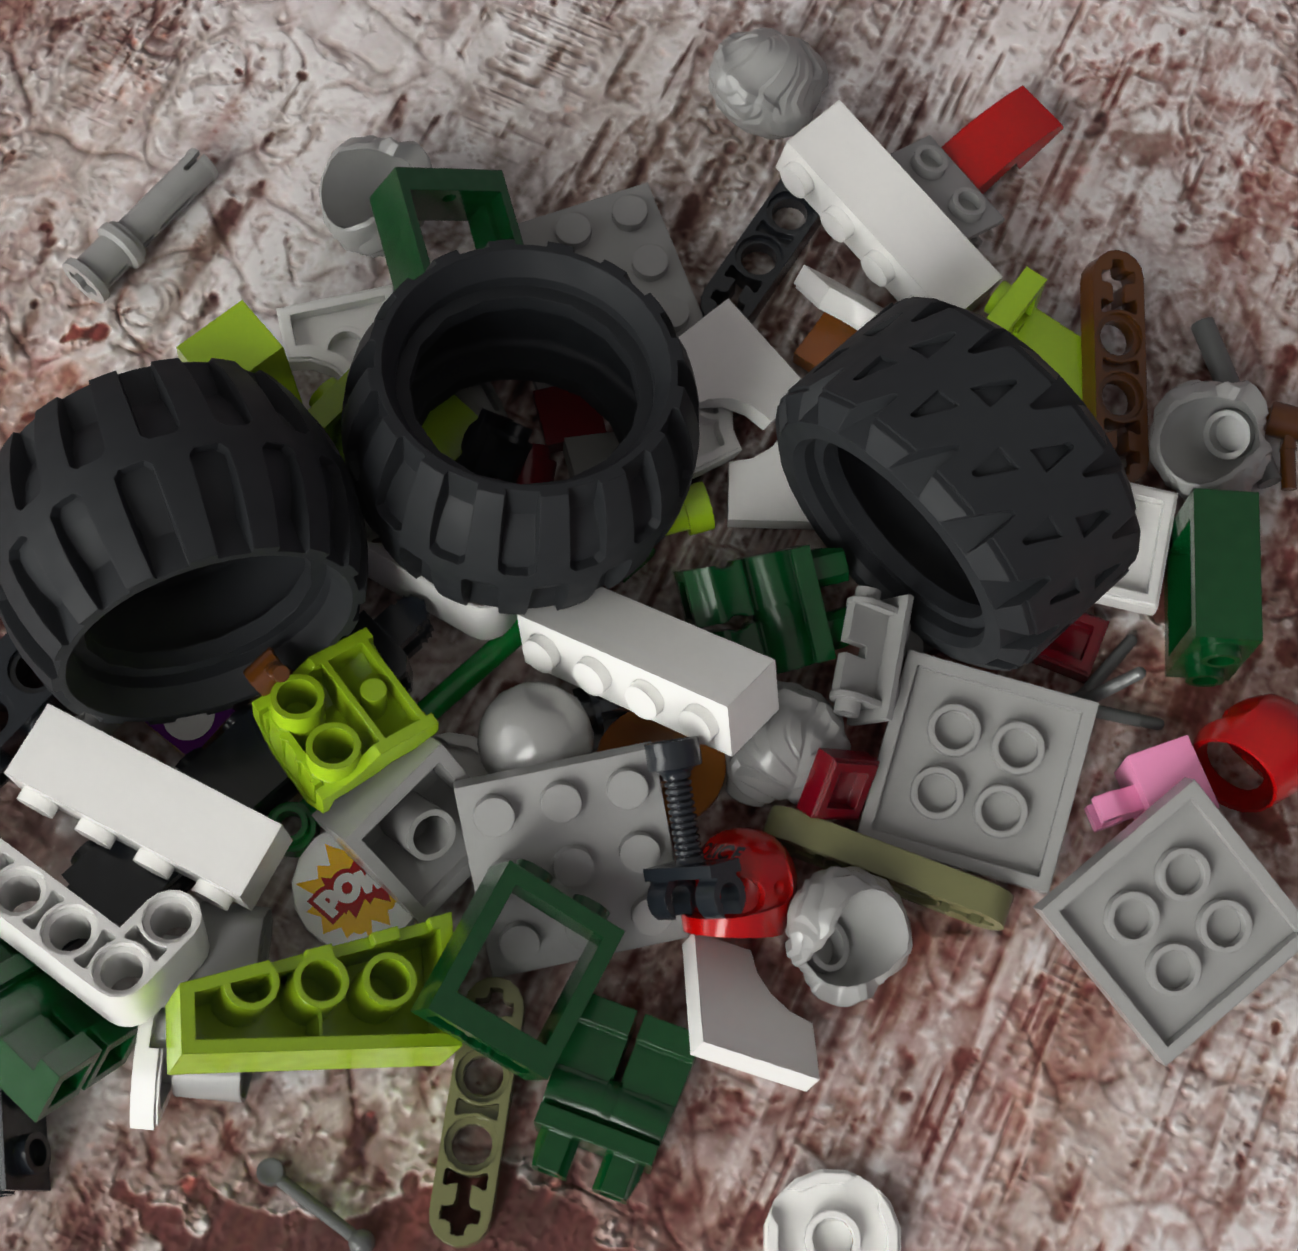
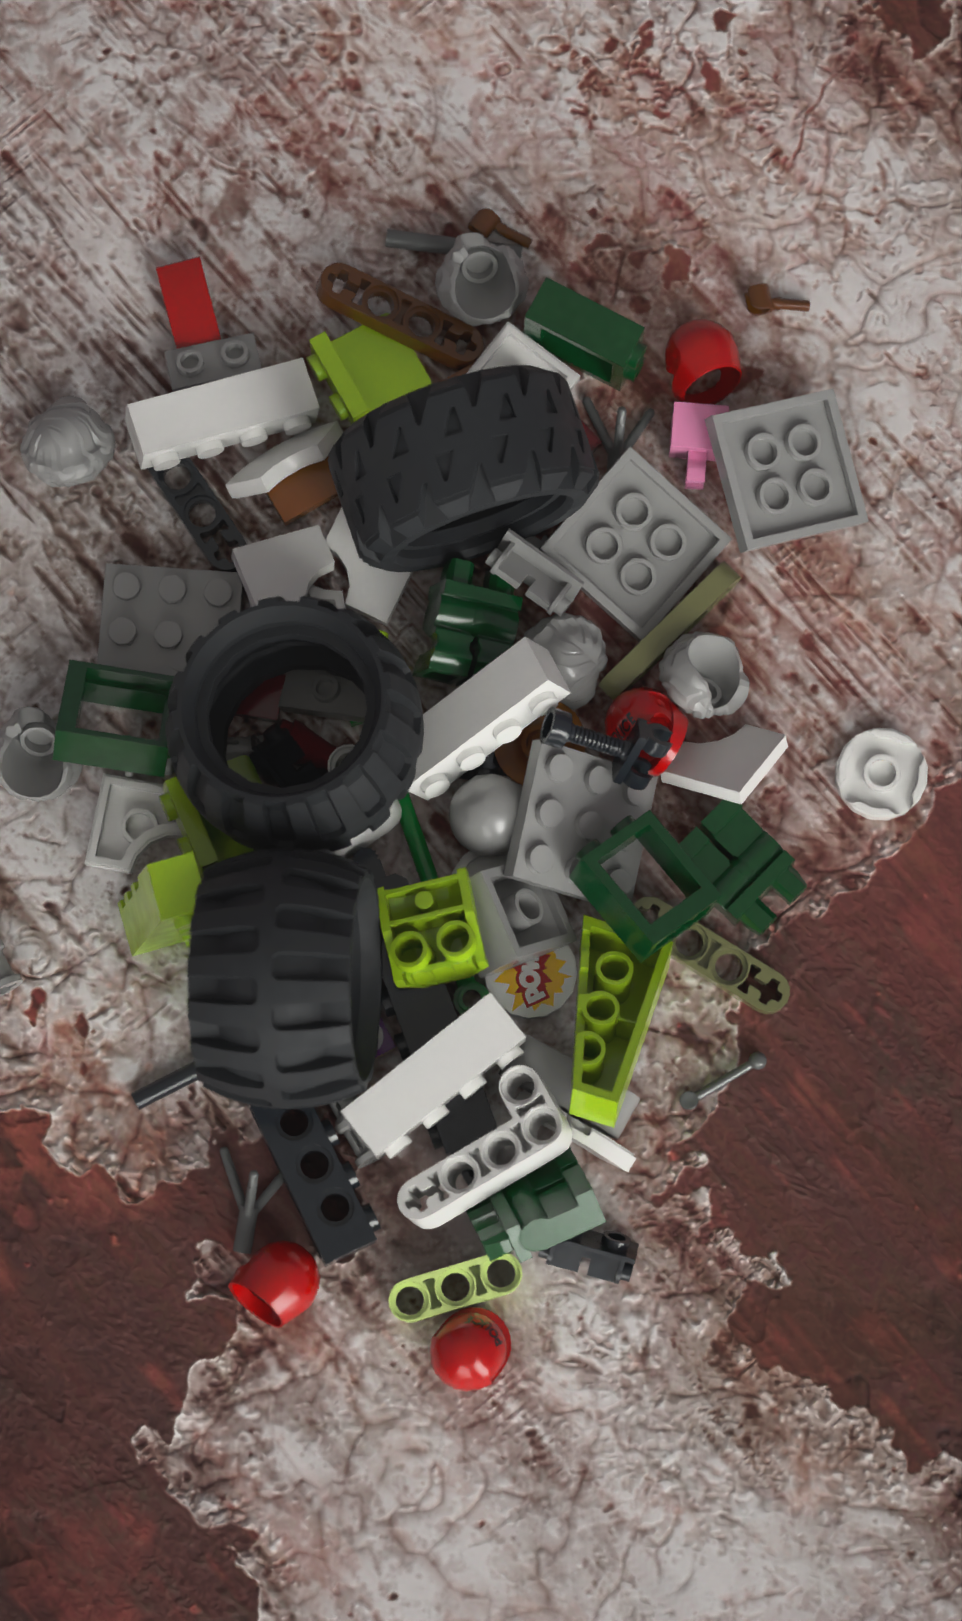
camera: 65 degrees left, 10 degrees up
(266, 671) = (380, 963): reddish brown hand -> none
(838, 784) = (607, 635): dark red tile -> none

